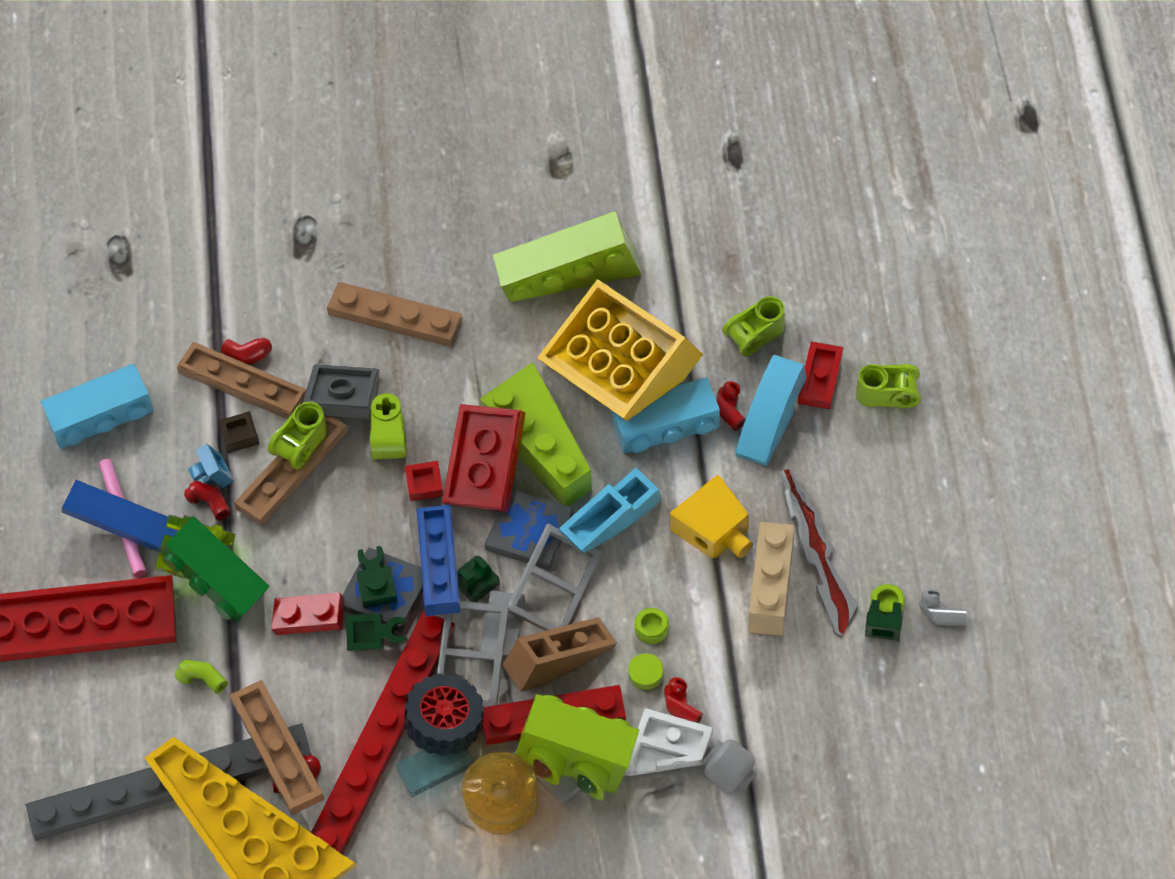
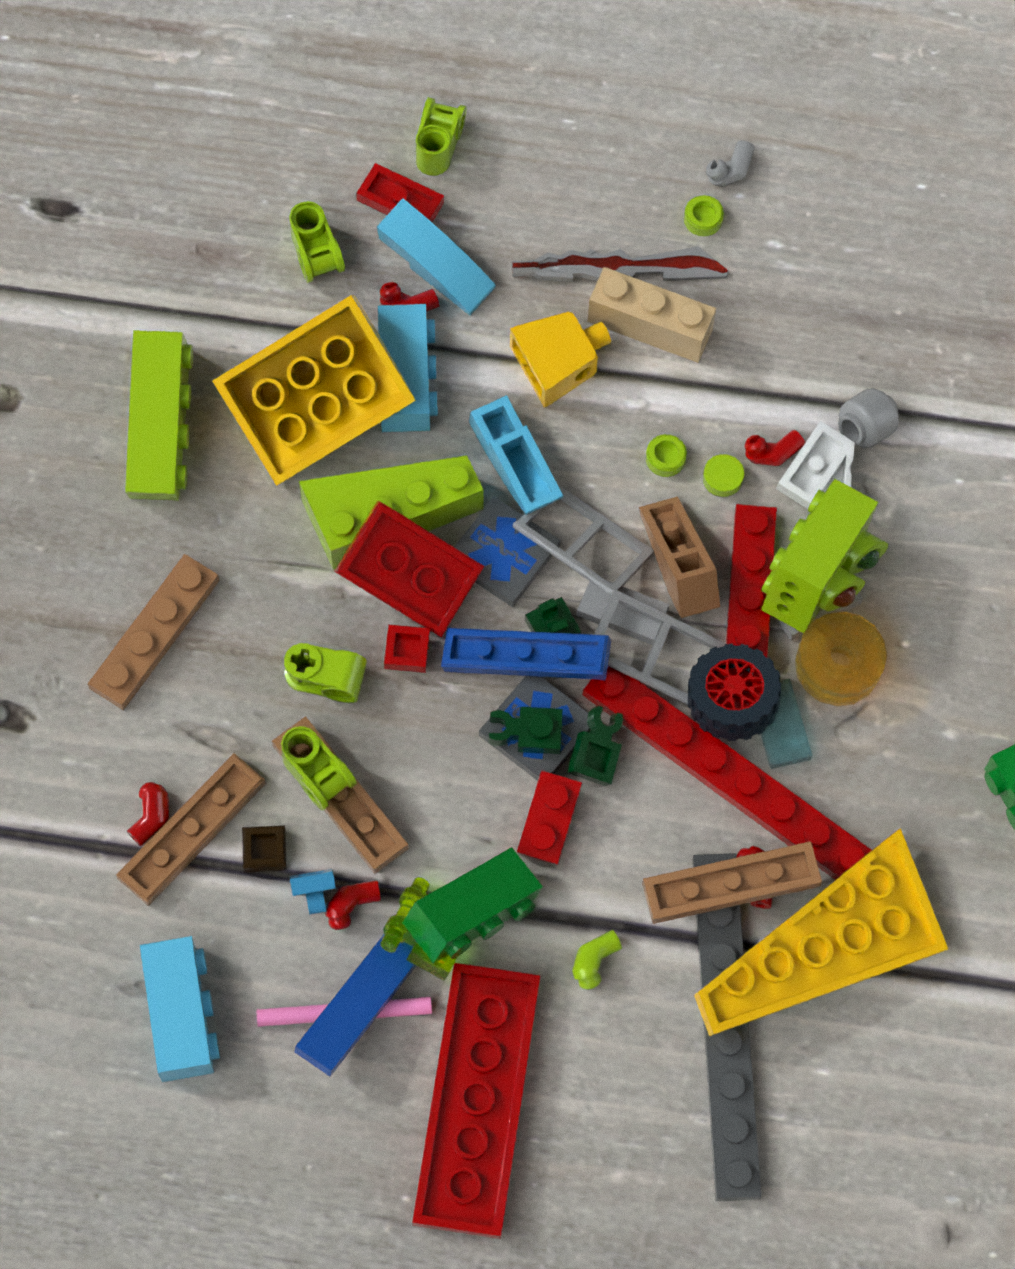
camera: 80 degrees left, 10 degrees up
(343, 390) = (253, 712): dark grey tile -> none
(883, 625) = (739, 217): dark green tile -> none

